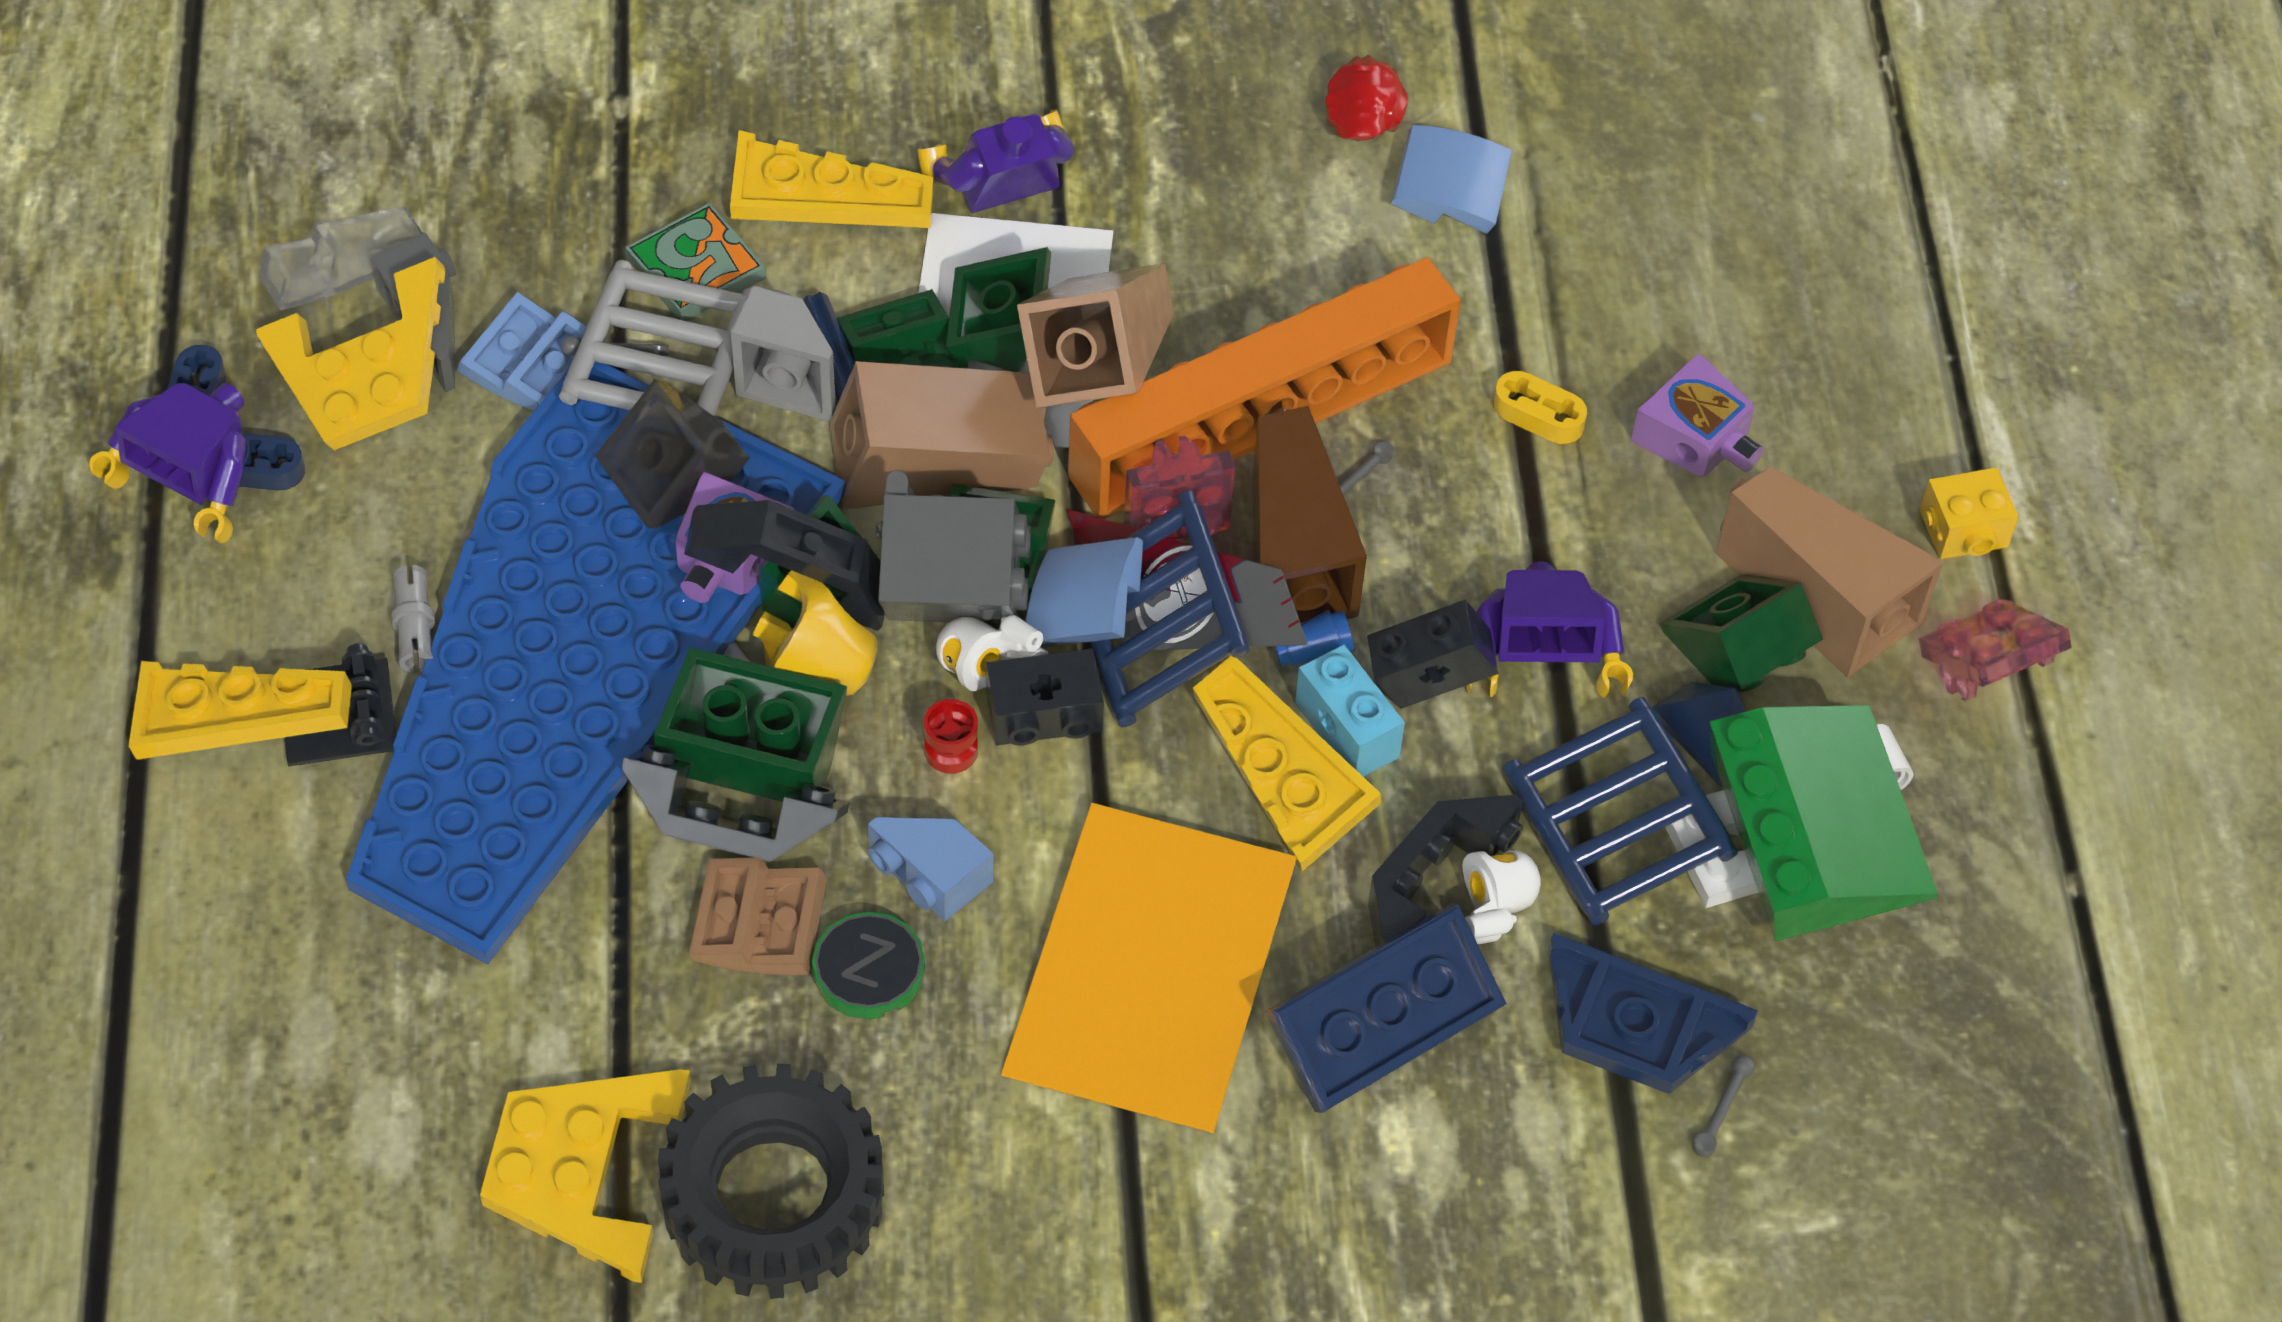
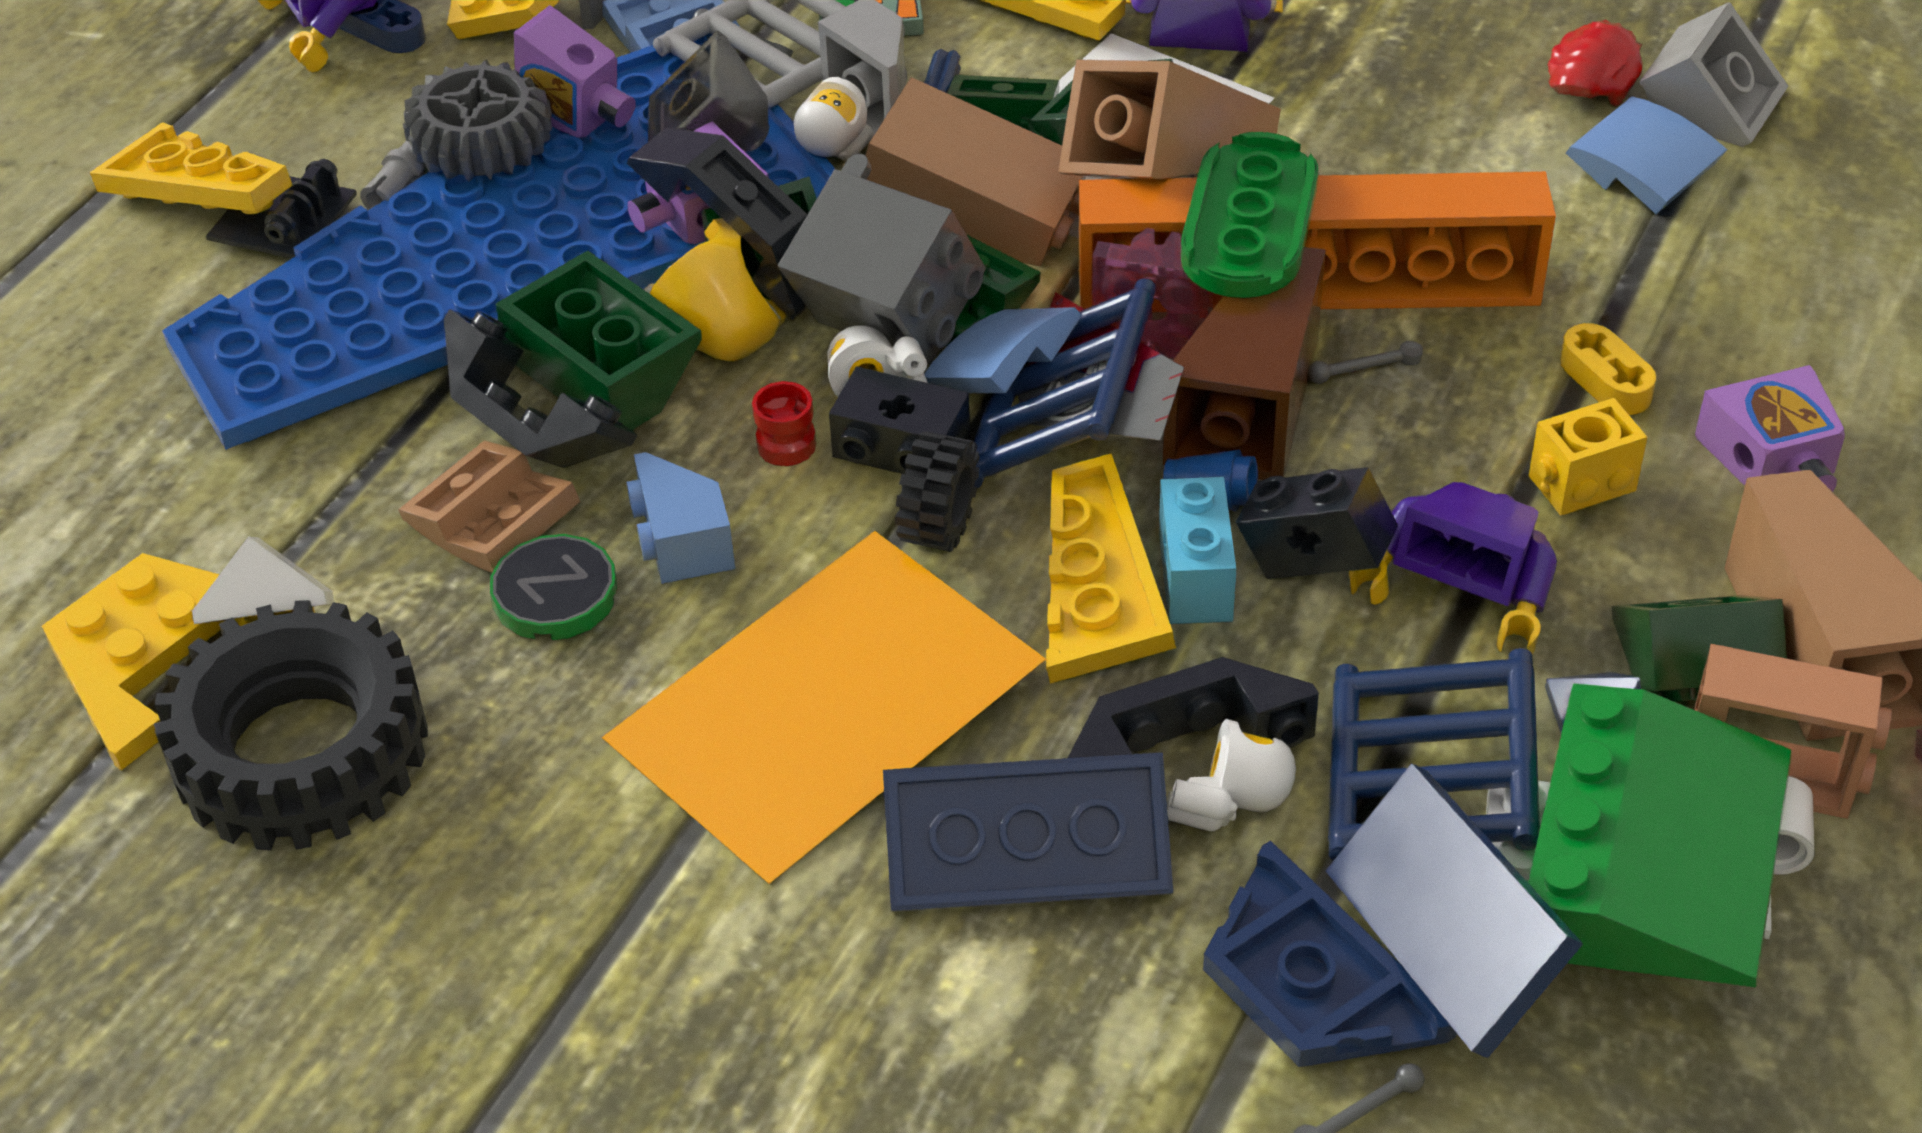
camera: 35 degrees right, 10 degrees down
(454, 573) = (477, 121): none -> dark grey gear
(533, 474) = (573, 71): none -> medium lavender torso
(658, 1082) = (256, 579): none -> white slope
(785, 419) = (833, 120): none -> white piece
(1129, 749) = (937, 491): none -> black tyre
(1233, 396) = (1249, 215): none -> green tile
(1465, 79) = (1716, 77): none -> light grey slope
(1583, 504) = (1587, 456): none -> yellow head
(1717, 932) = (1453, 910): none -> tile
(1859, 669) = (1811, 696): none -> nougat window

